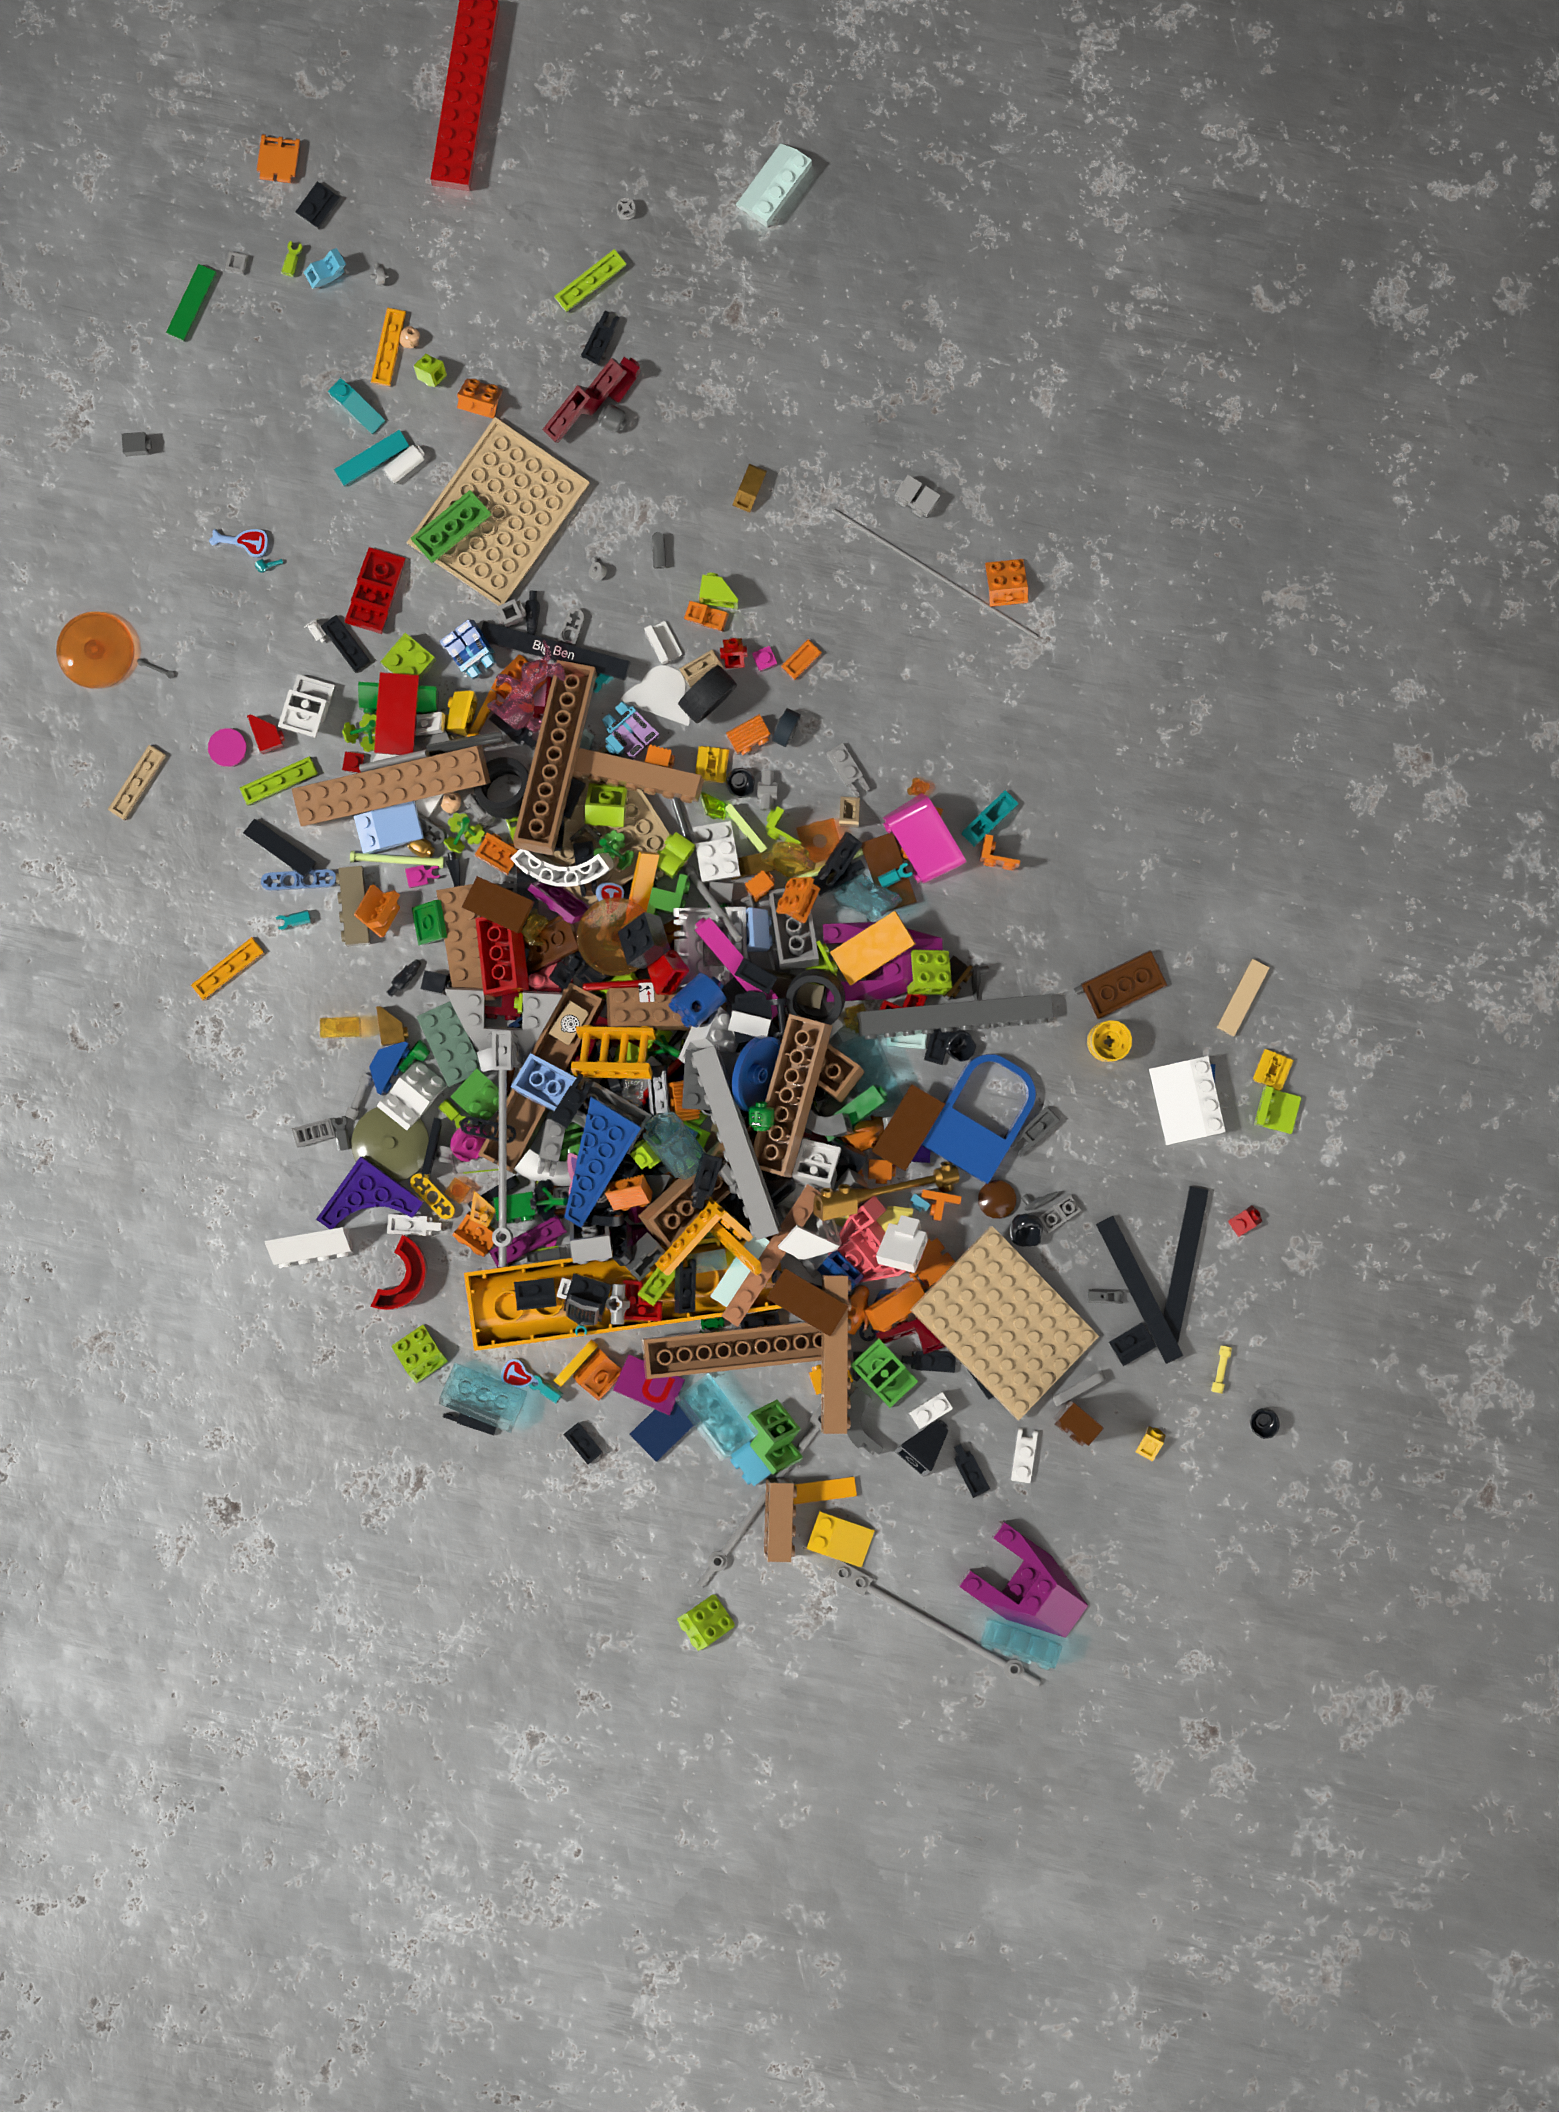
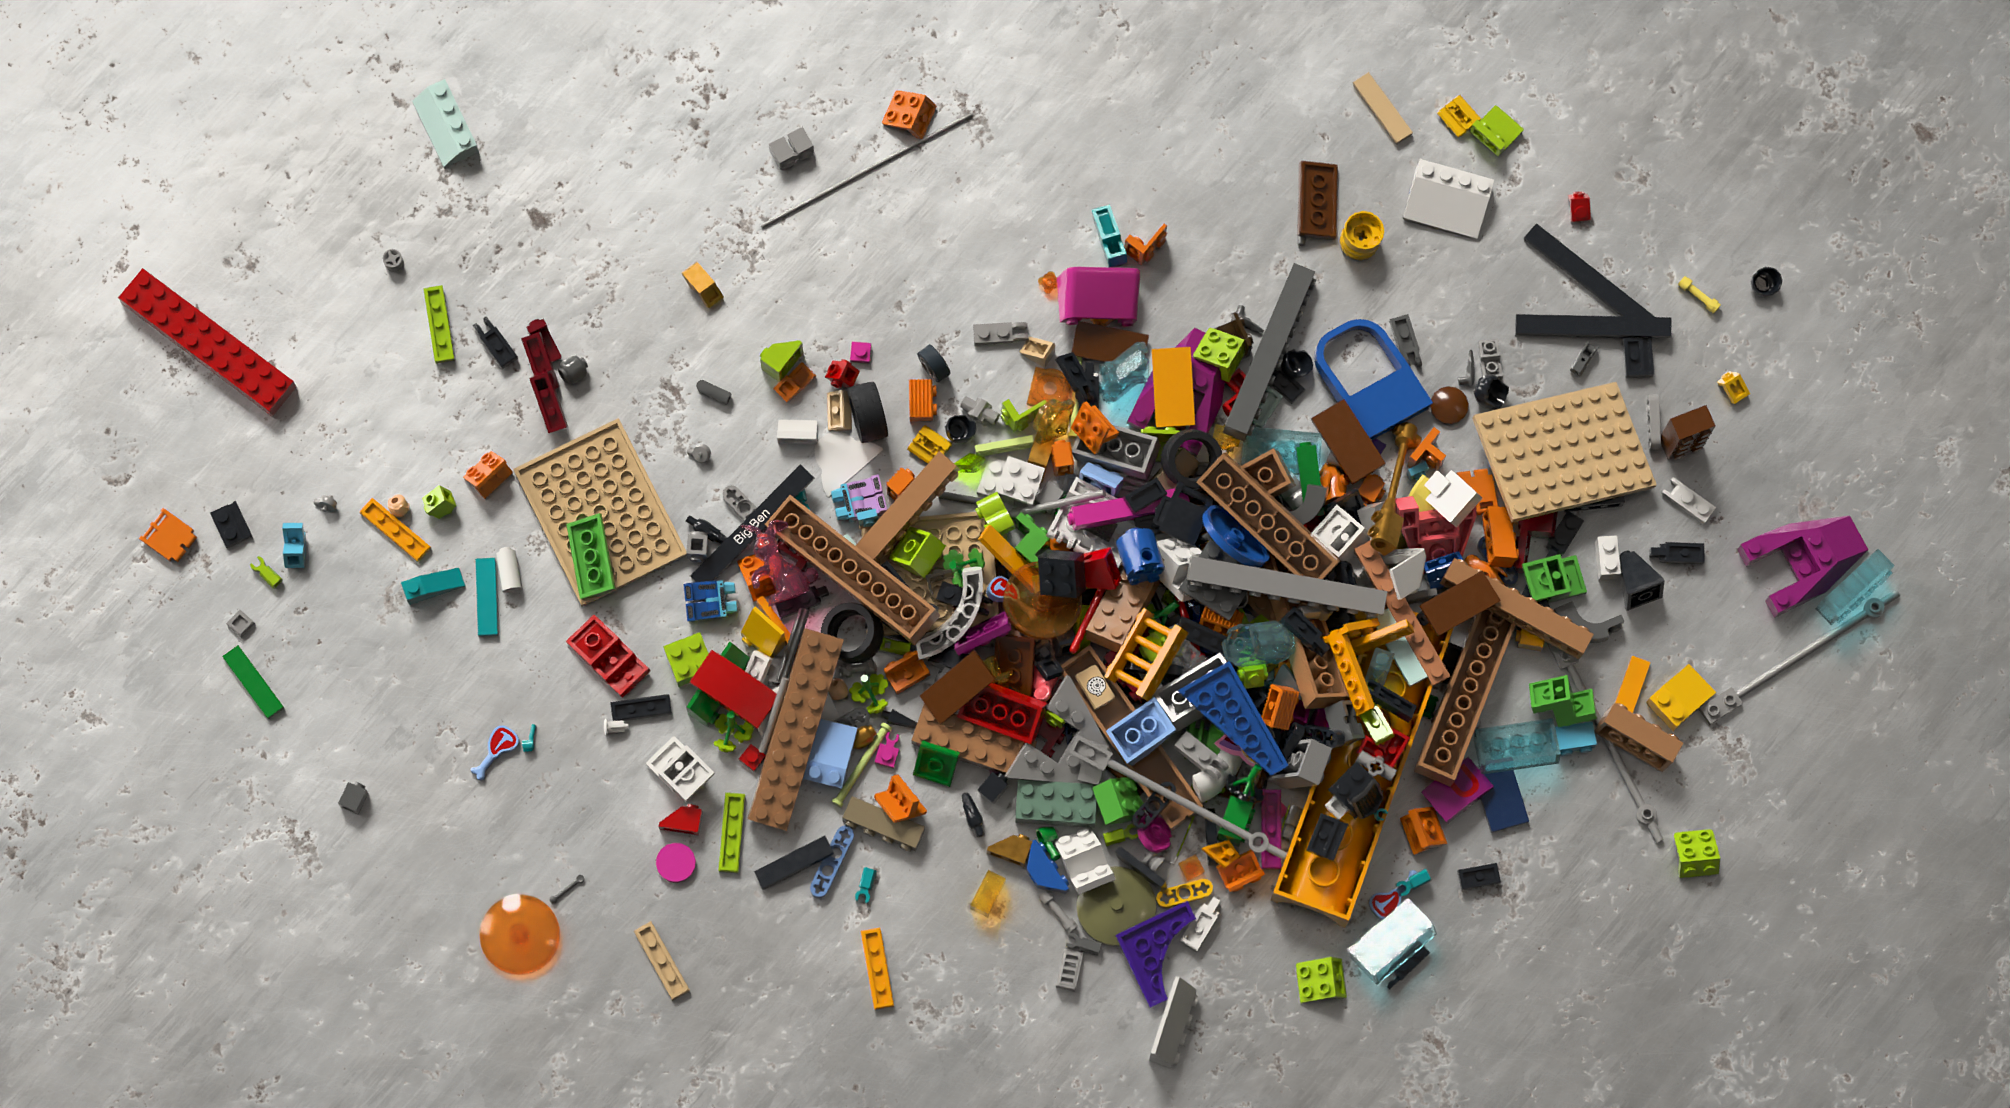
camera: 65 degrees left, 10 degrees down
(413, 1281) = (1252, 947): red brick -> none
(571, 1103) = (1173, 713): black hinge -> none
(578, 1360) = (1403, 844): yellow beam -> none
(646, 992) = (1107, 599): white sticker -> none
(749, 1024) = (1185, 523): white tile -> none
(761, 1116) = (1275, 552): green head -> none
(801, 659) = (879, 322): orange tile -> none
(893, 876) = (1116, 339): teal bar -> none

